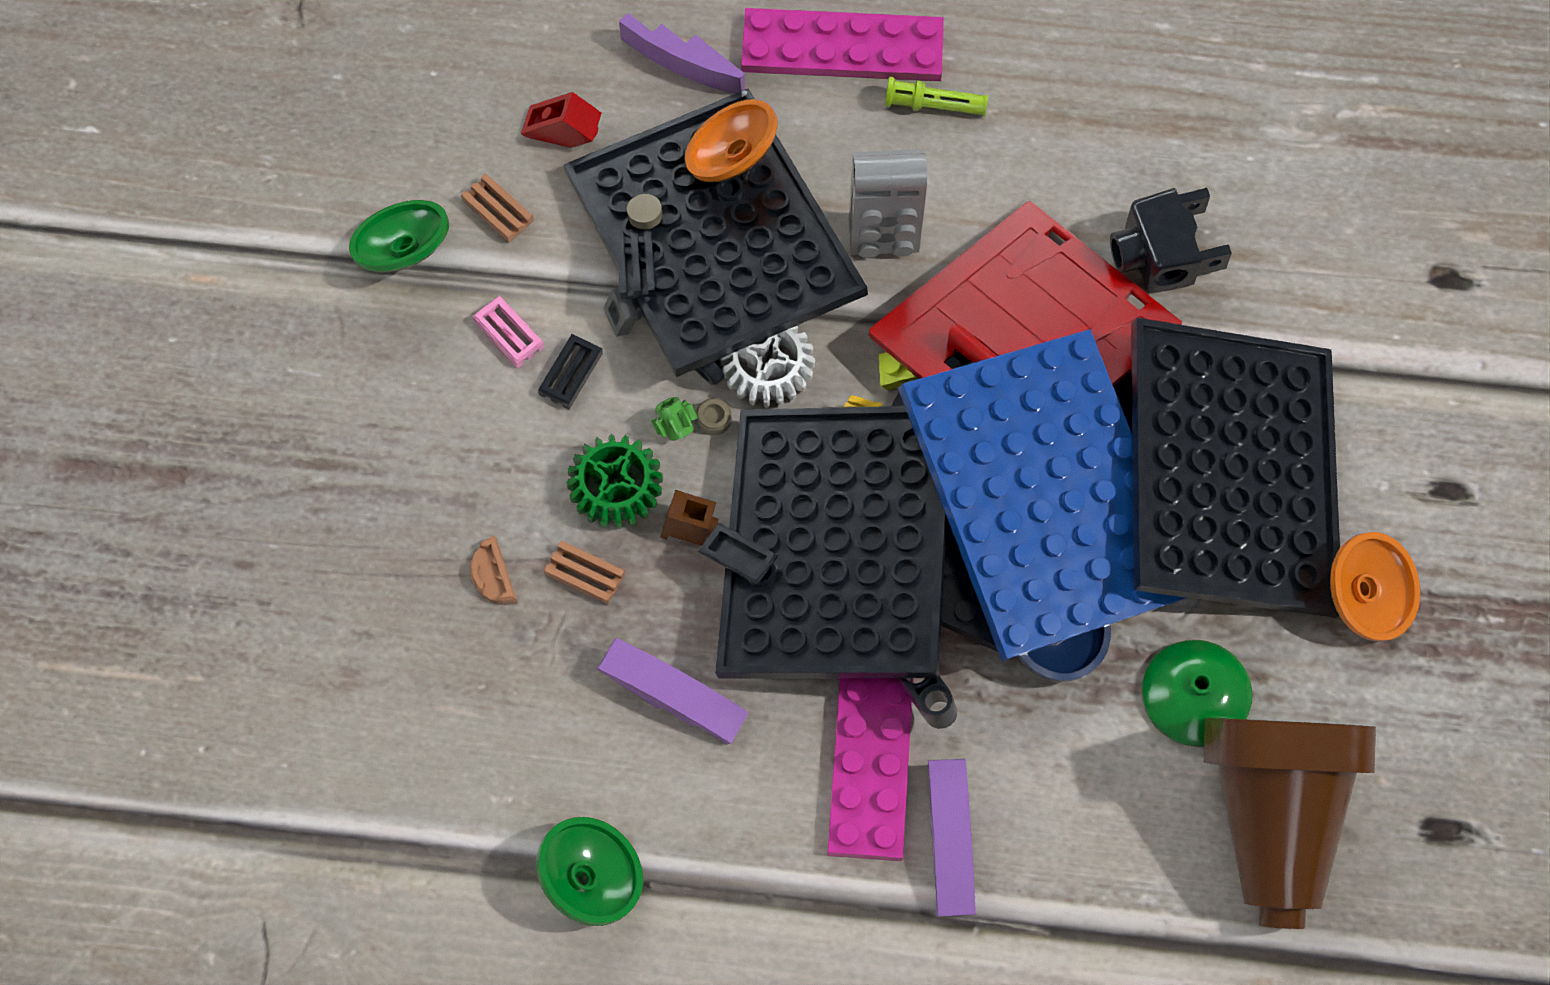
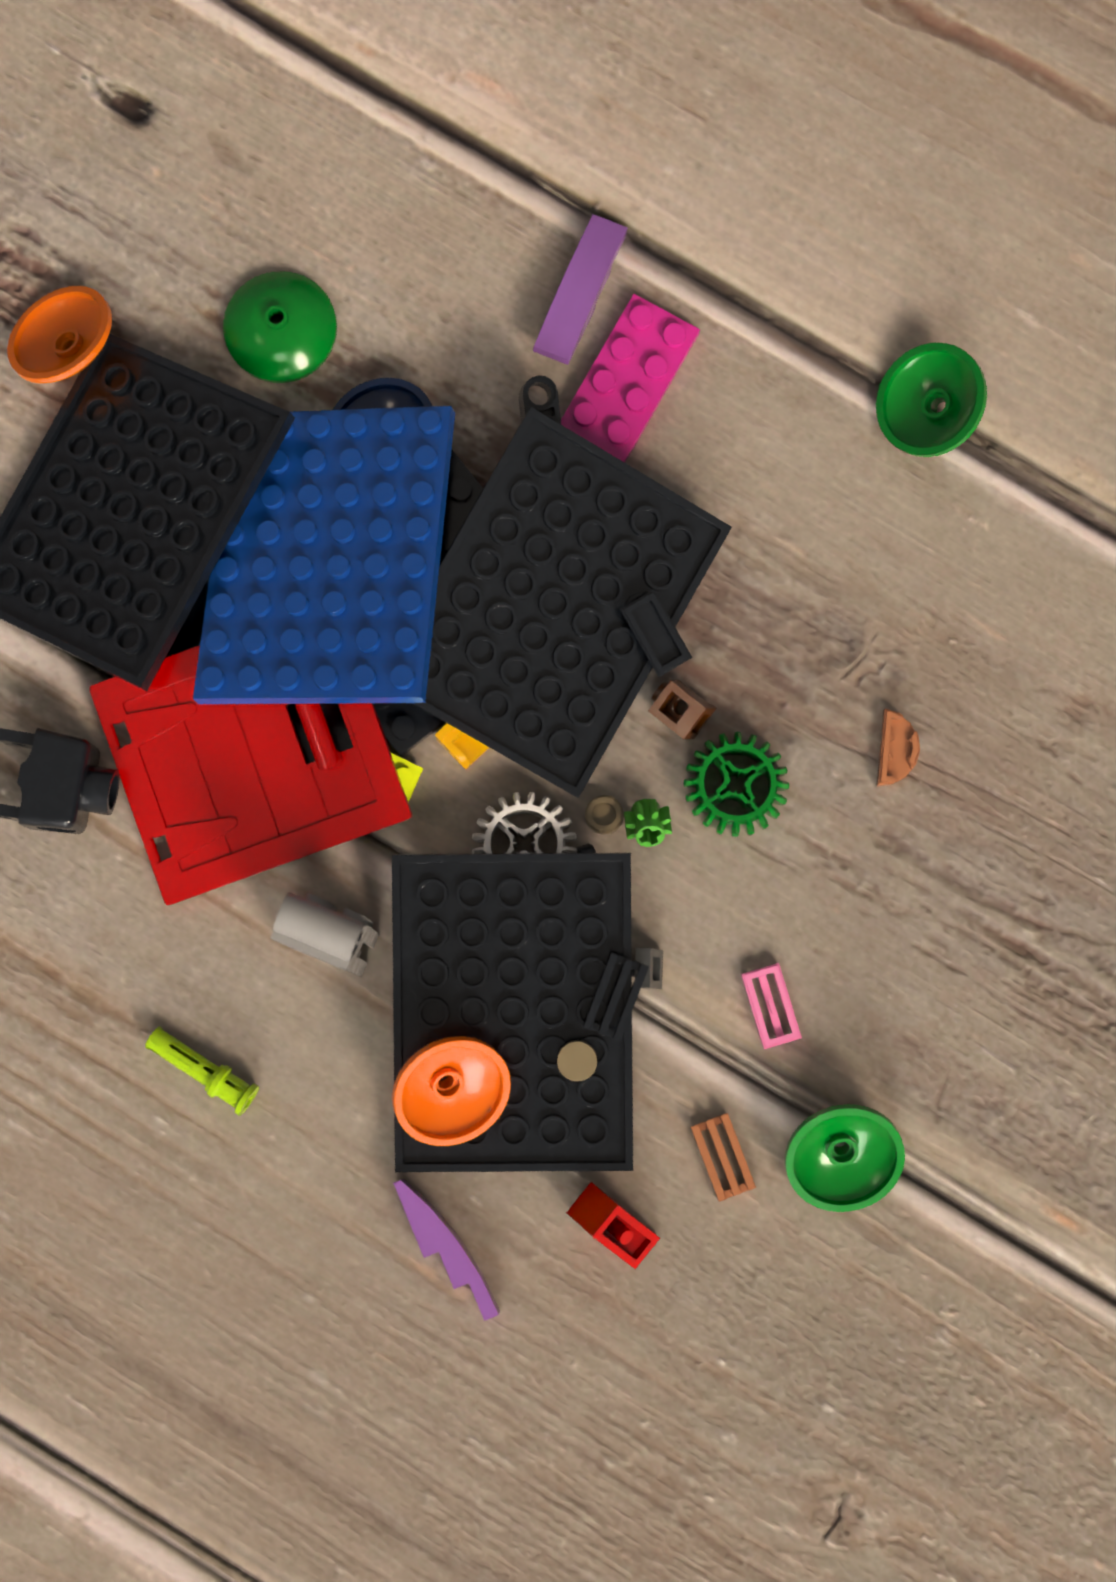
camera: 150 degrees left, 15 degrees up
(557, 395) = (700, 951): black tile -> none
(588, 559) = (820, 701): nougat tile -> none
(672, 690) = (776, 544): medium lavender slope -> none
(842, 44) = (265, 1186): dark pink plate -> none
(1287, 805) = (254, 174): reddish brown cone -> none

